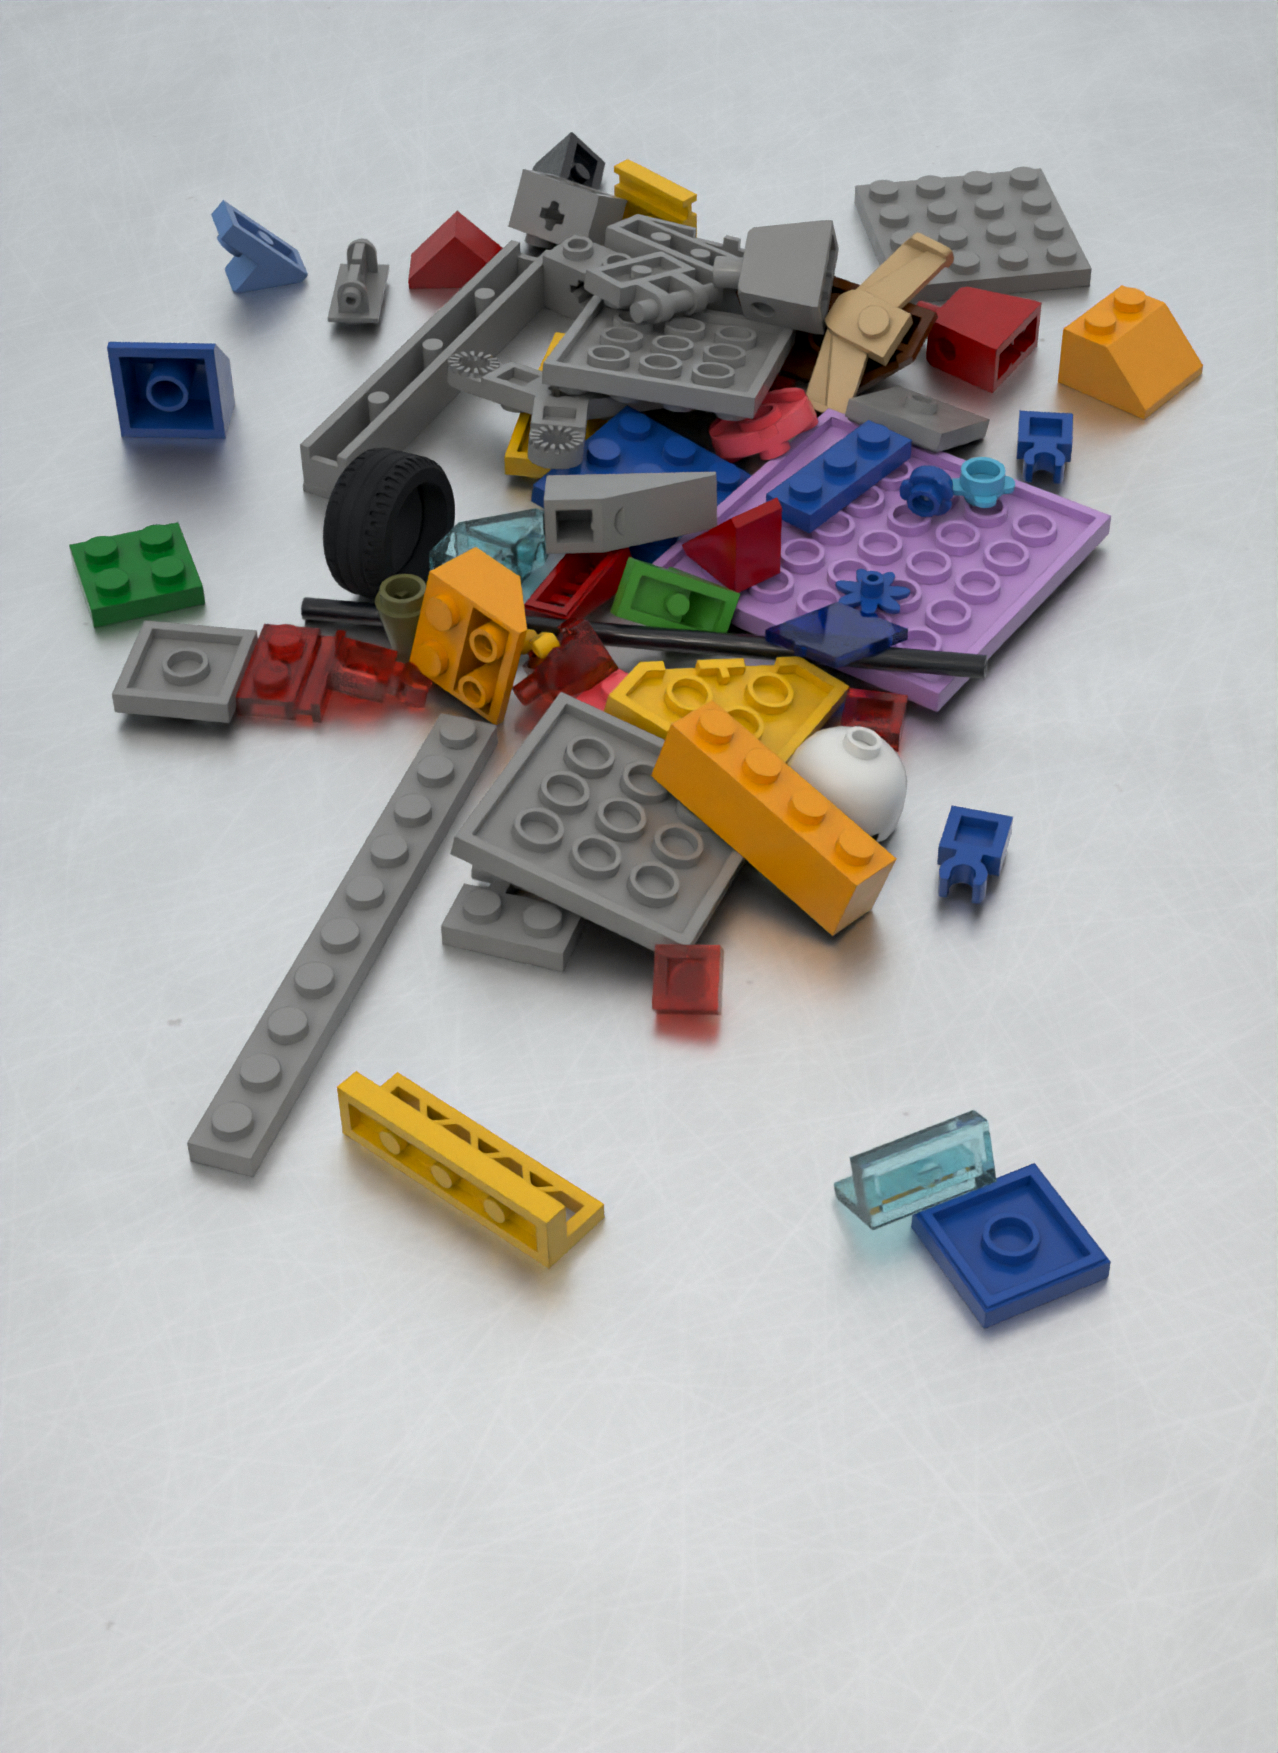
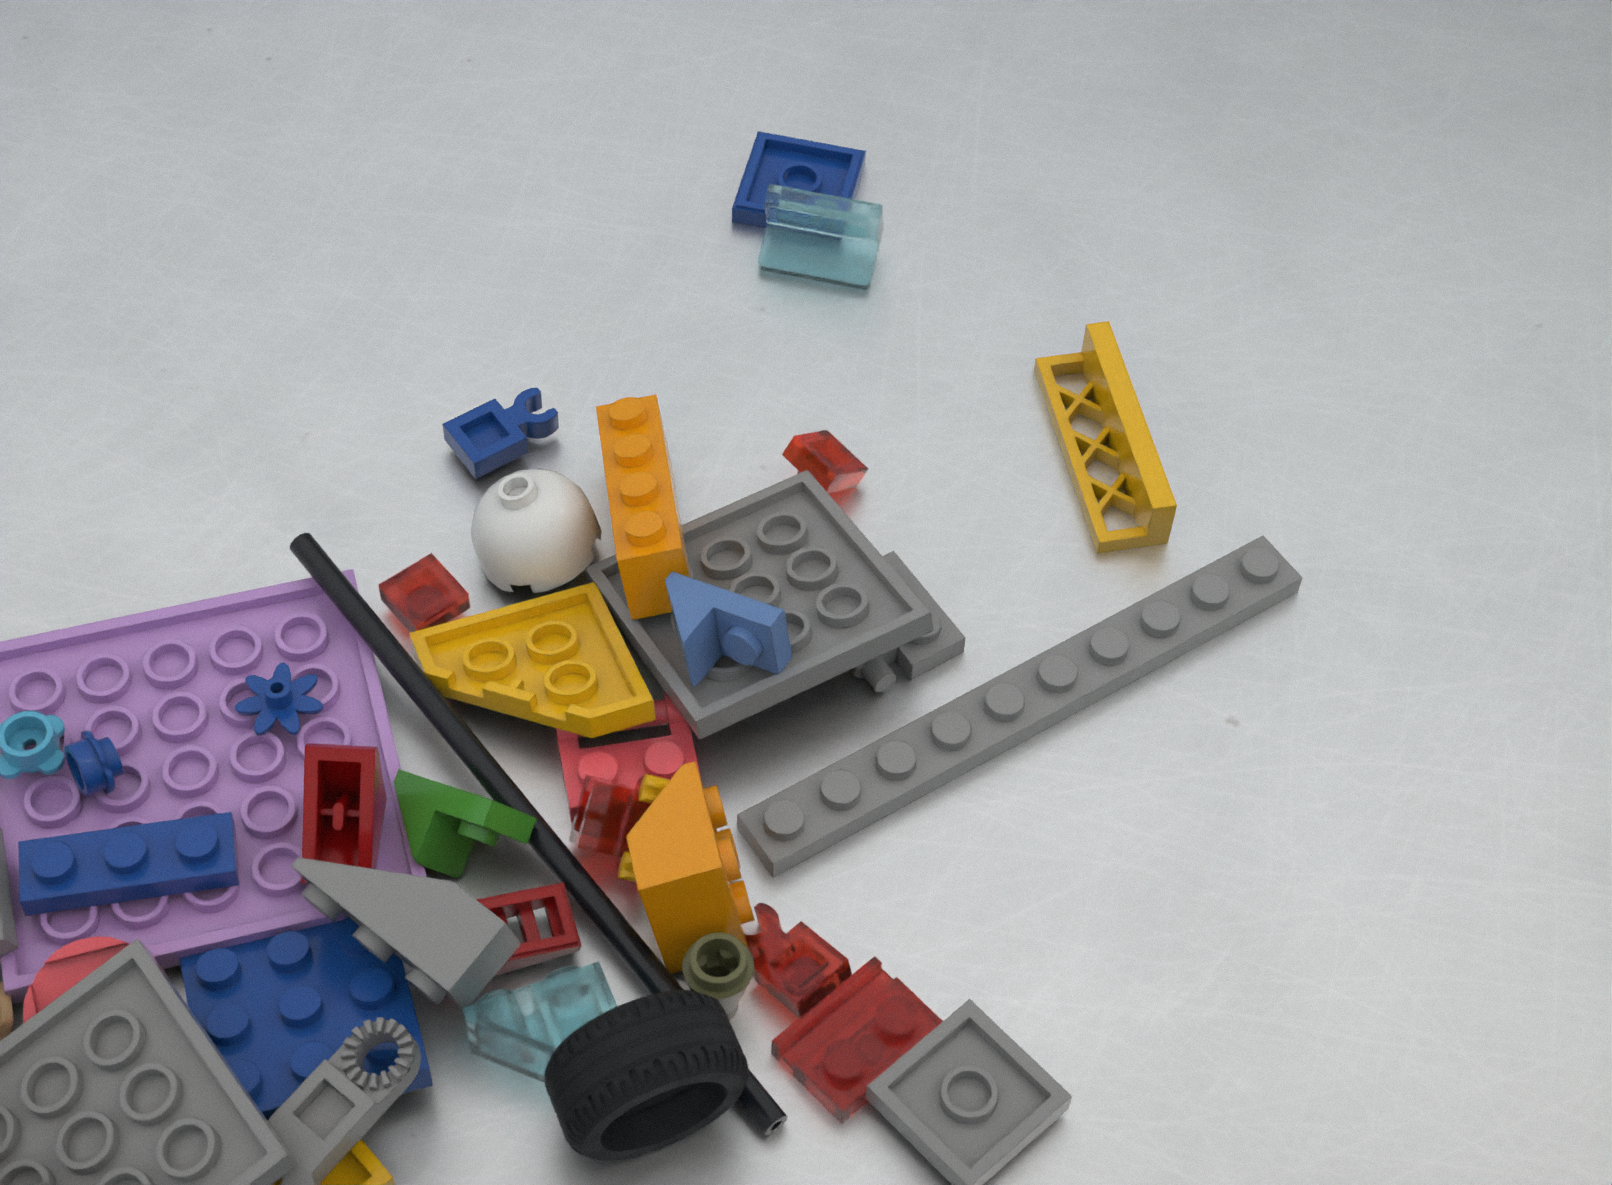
camera: 145 degrees left, 10 degrees up
(607, 733) = (728, 624): none -> medium blue slope
(836, 634) = (380, 652): clear blue piece -> none

